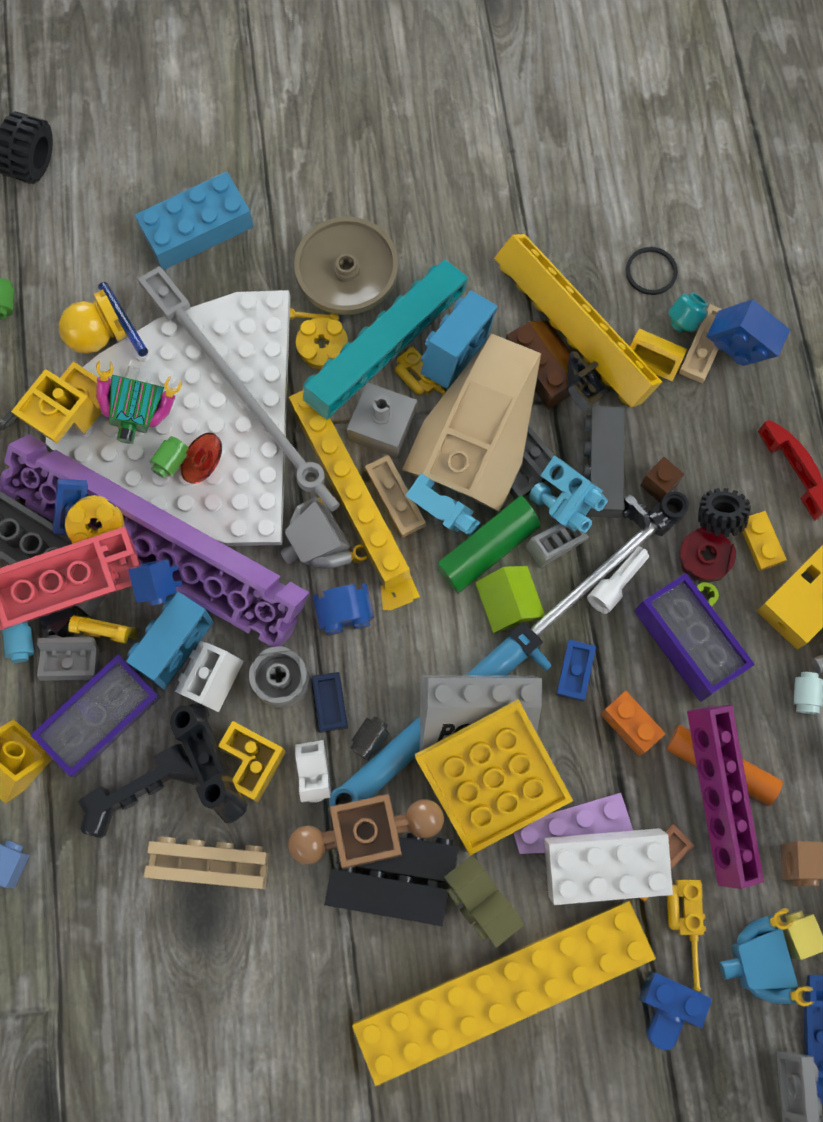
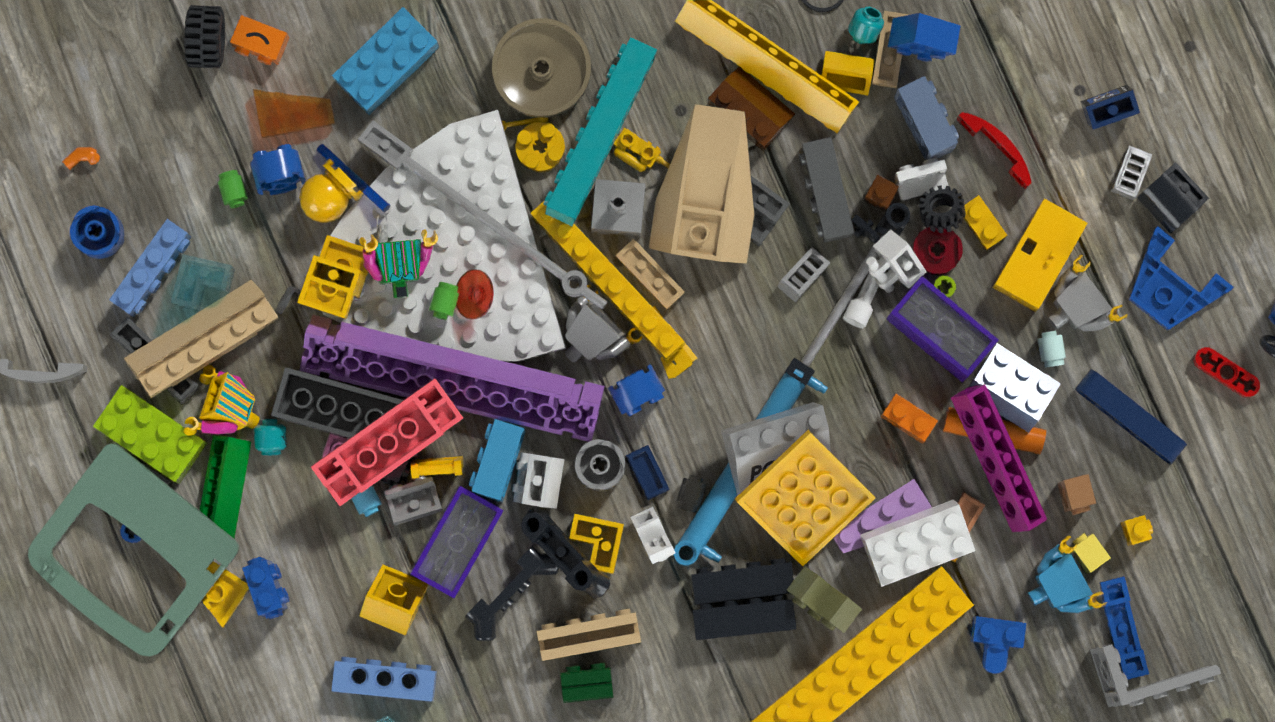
camera: 15 degrees left, 10 degrees up
(48, 289) = (277, 170): none -> blue brick
(67, 494) = (378, 372): blue plate -> none
(79, 170) = (259, 40): none -> orange brick
(81, 245) = (289, 114): none -> clear orange wing
(92, 507) = (398, 369): yellow plate -> none
(153, 581) = (472, 417): blue brick -> none
(187, 920) = (586, 684): none -> dark green brick
(365, 831) = (713, 572): medium nougat brick -> none
(453, 513) = (697, 277): medium azure hips -> none
(458, 339) = (665, 115): dark azure brick -> none
(489, 544) = (745, 295): green brick -> none
(509, 598) = (776, 338): lime slope -> none
(575, 499) = (810, 233): medium azure hips -> none
(576, 670) = (850, 385): blue plate -> none
(583, 382) = (790, 124): black slope -> none
(665, 550) = (896, 257): none -> white brick
(692, 919) = (998, 564): yellow piece -> none
(708, 474) = (918, 180): none -> white bracket
(729, 416) = (926, 118): none -> sand blue brick
(764, 722) = (1016, 387): none -> brick

